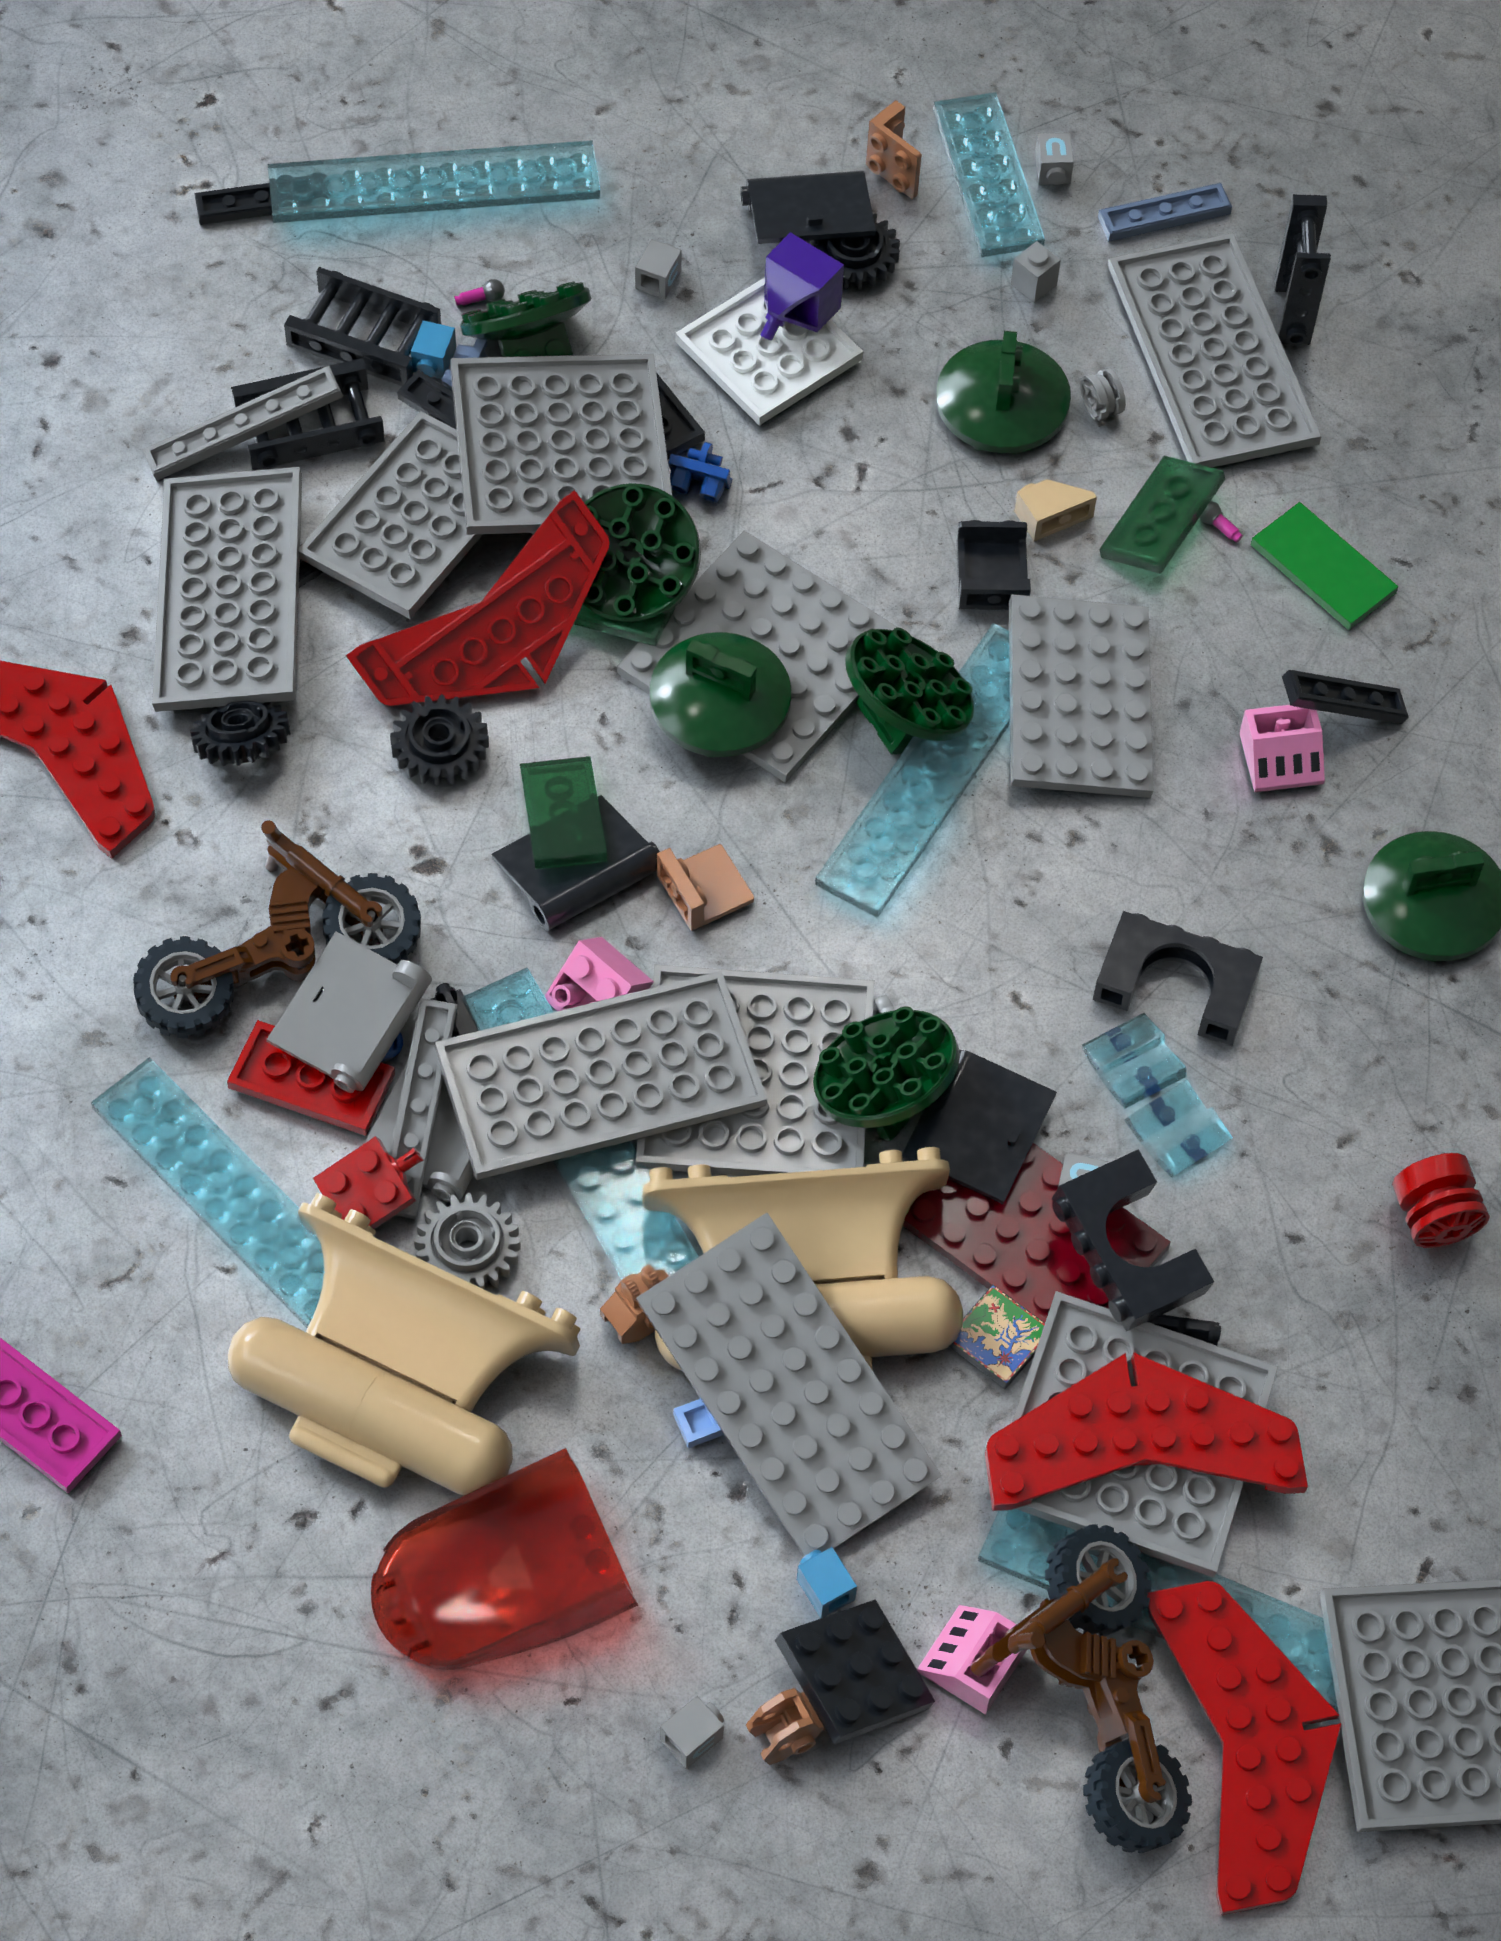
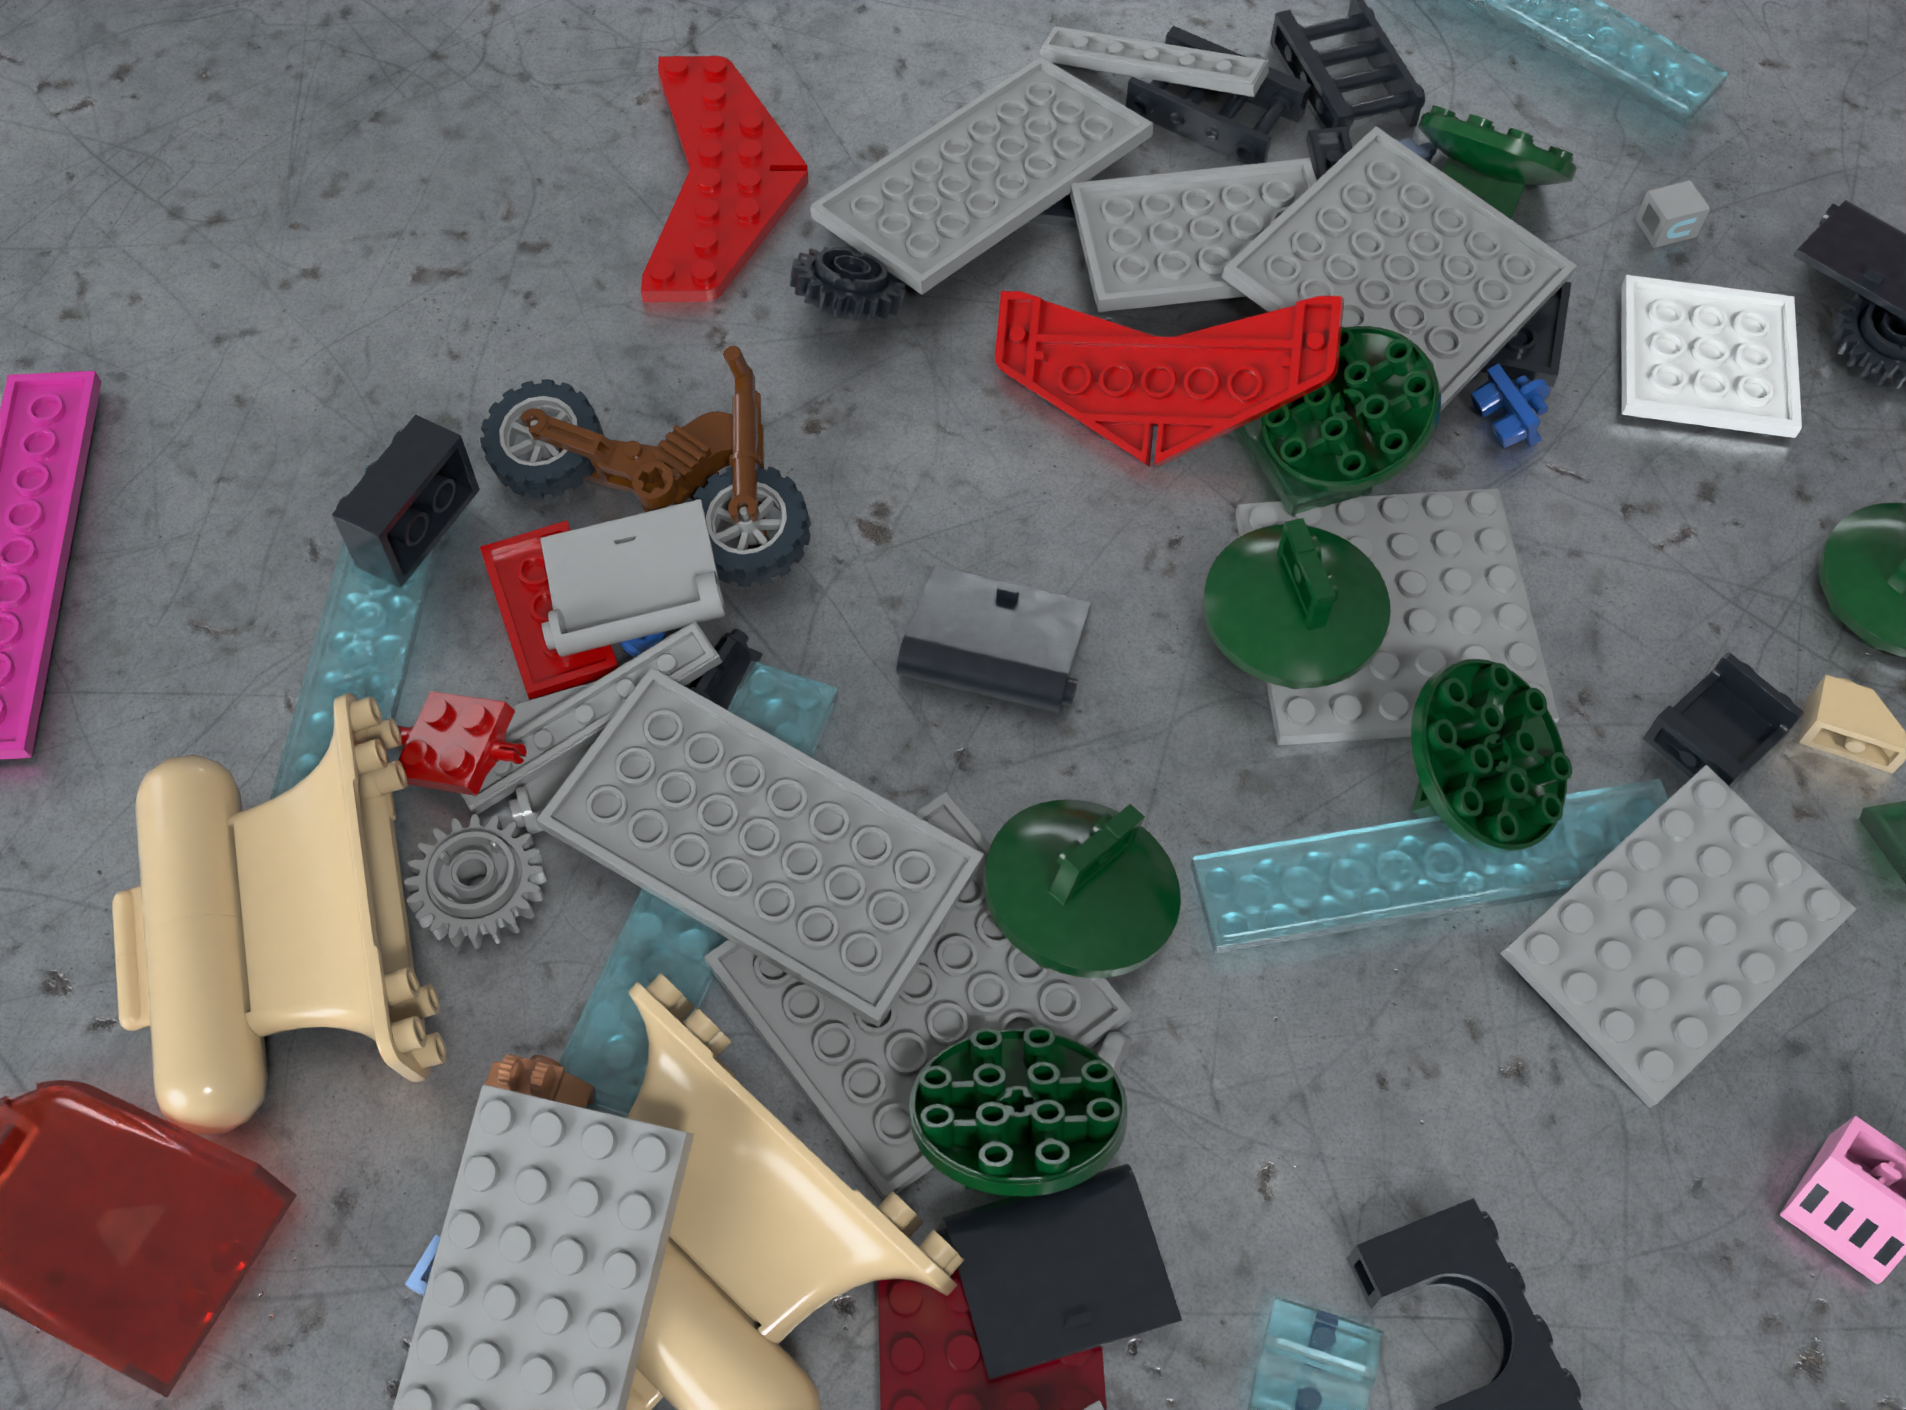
camera: 50 degrees right, 0 degrees up
(169, 1088) = (406, 501): none -> black brick
(433, 349) = (1389, 115): dark azure brick -> none
(462, 746) = (1004, 431): black gear -> none
(490, 291) = (1500, 119): piece -> none
(563, 812) = (1027, 583): clear green tile -> none
(595, 974) = (880, 751): bright pink slope -> none
(703, 885) = (1079, 759): nougat bracket -> none
(782, 943) = (1082, 888): none -> dark green bracket
(800, 286) = (1793, 314): dark purple piece -> none

